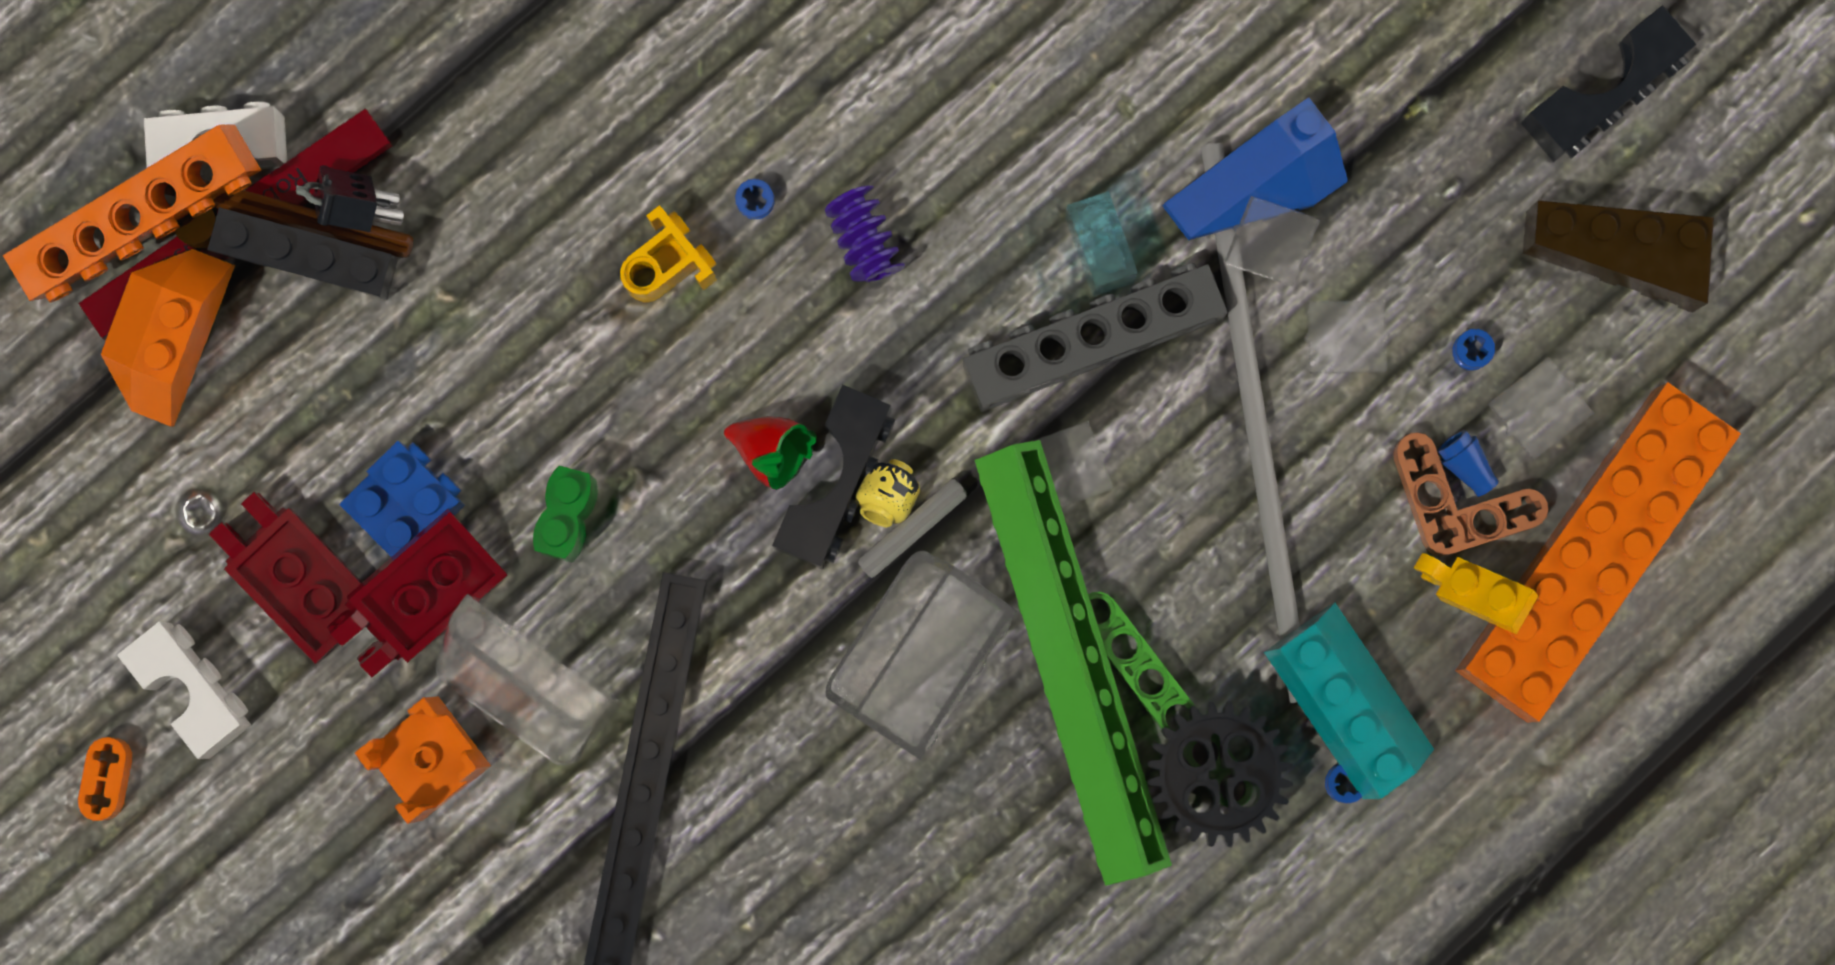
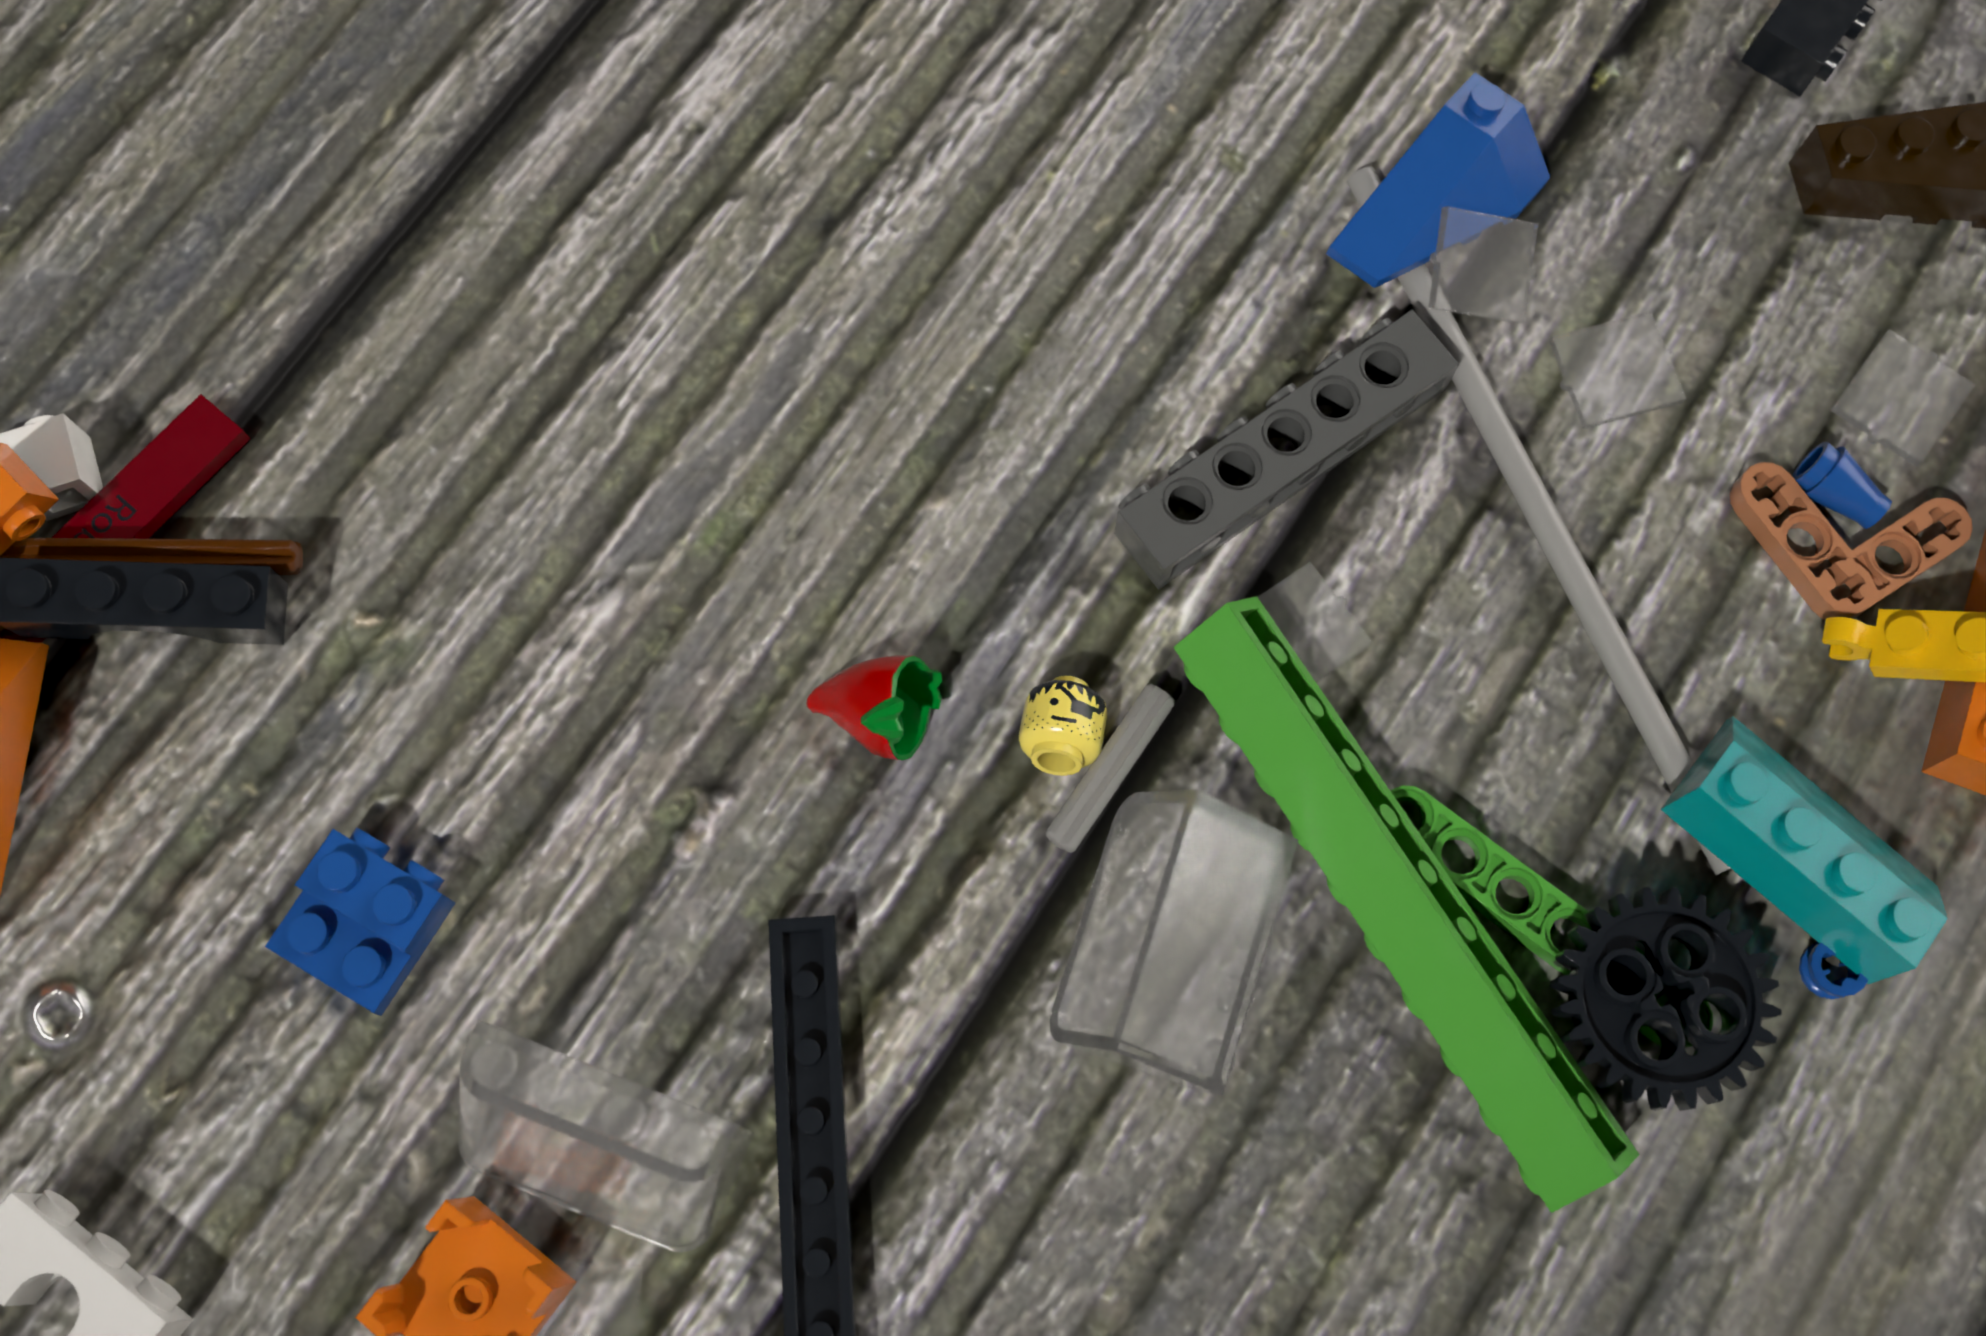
camera: 20 degrees left, 10 degrees down
(289, 574) = (219, 1074): dark red tile -> none
(350, 200) = (197, 512): black piece -> none
(417, 592) = (401, 1046): dark red tile -> none
(569, 502) = (601, 891): green brick -> none
(669, 256) = (670, 483): yellow pin -> none
(767, 195) = (760, 369): blue bush -> none
(812, 529) = (967, 802): black arch -> none
(861, 236) = (929, 393): dark purple piece -> none
(1100, 243) = (1257, 324): clear light blue brick -> none
(1487, 348) = (1806, 338): blue bush -> none

